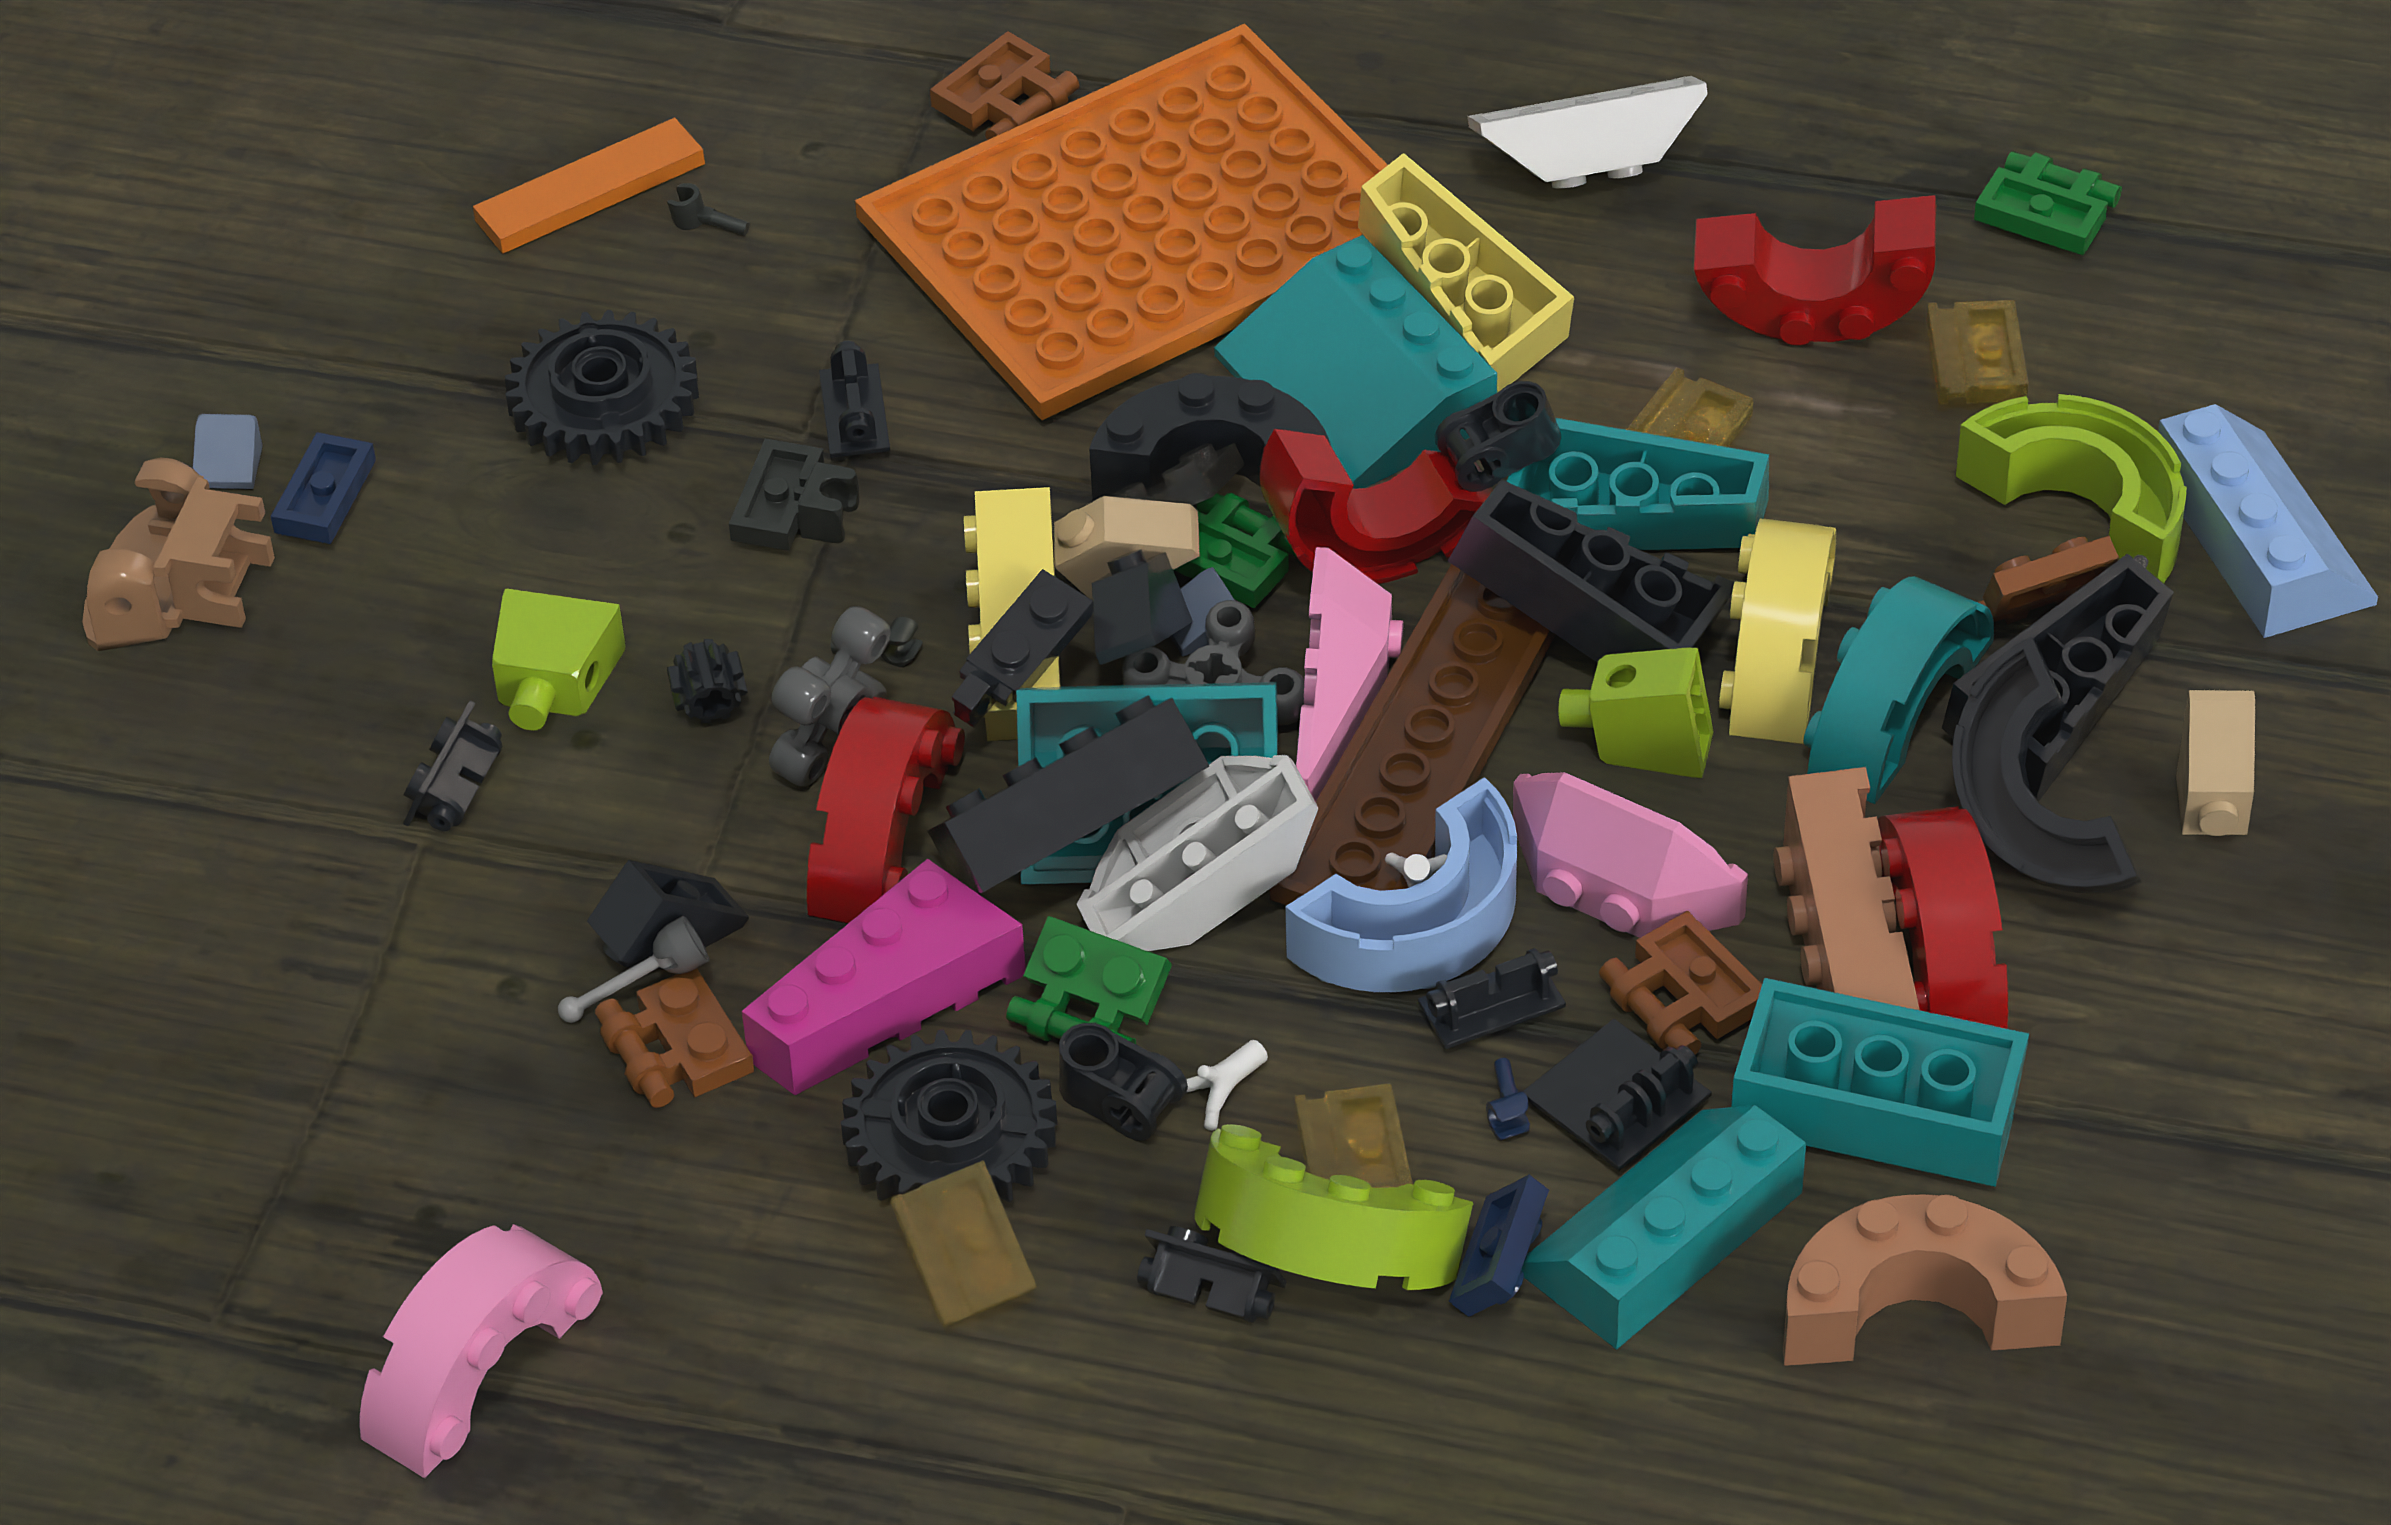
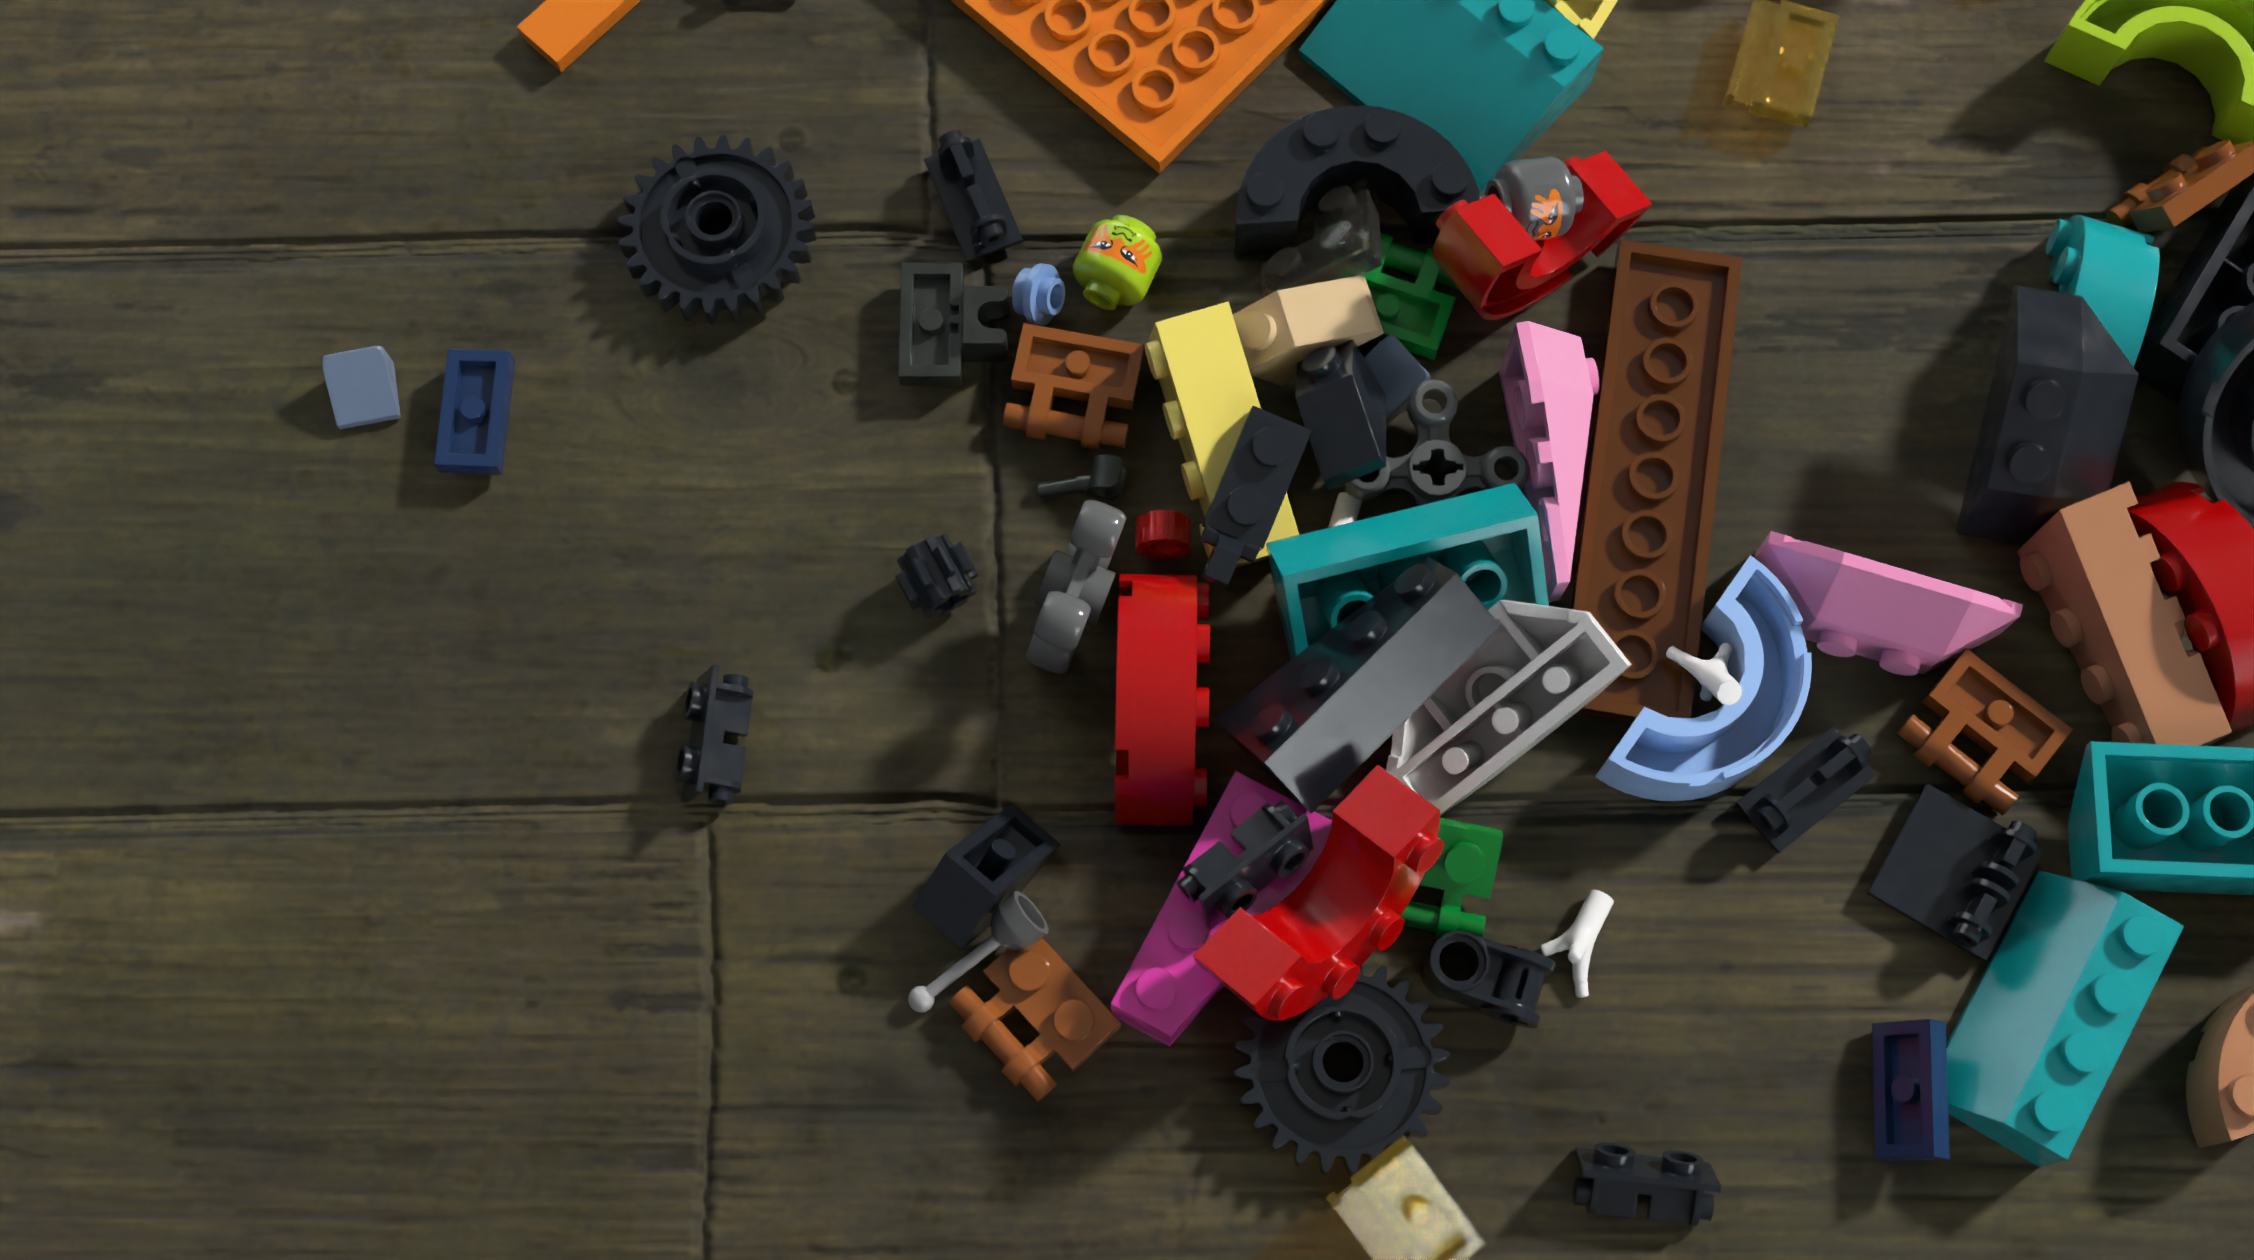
camera: 15 degrees left, 25 degrees up
(174, 560) = (349, 543): medium nougat piece -> none
(553, 654) = (771, 576): lime torso -> none
(887, 487) = (1038, 294): none -> medium blue plate
(899, 549) = (1079, 369): none -> dark orange plate
(908, 916) = (1272, 847): none -> black hinge
(934, 676) = (1163, 535): none -> red axle
(970, 465) = (1117, 262): none -> lime head
(987, 979) = (1340, 910): none -> red brick
(1324, 1226) = (1734, 1140): lime brick -> none
(1354, 1136) = (1735, 1003): clear yellow plate -> none
(1379, 464) = (1539, 195): none -> dark grey head
(1504, 435) = (1635, 149): black piece -> none
(1507, 1113) = (1867, 916): dark blue hand -> none
(1585, 580) = (1780, 296): black wedge -> none
(1646, 711) = (1859, 421): lime torso -> none
(1652, 486) = (1758, 155): teal wedge -> none
(1779, 628) = (1963, 282): light yellow brick -> none
(1817, 710) = (2048, 417): none -> black wedge

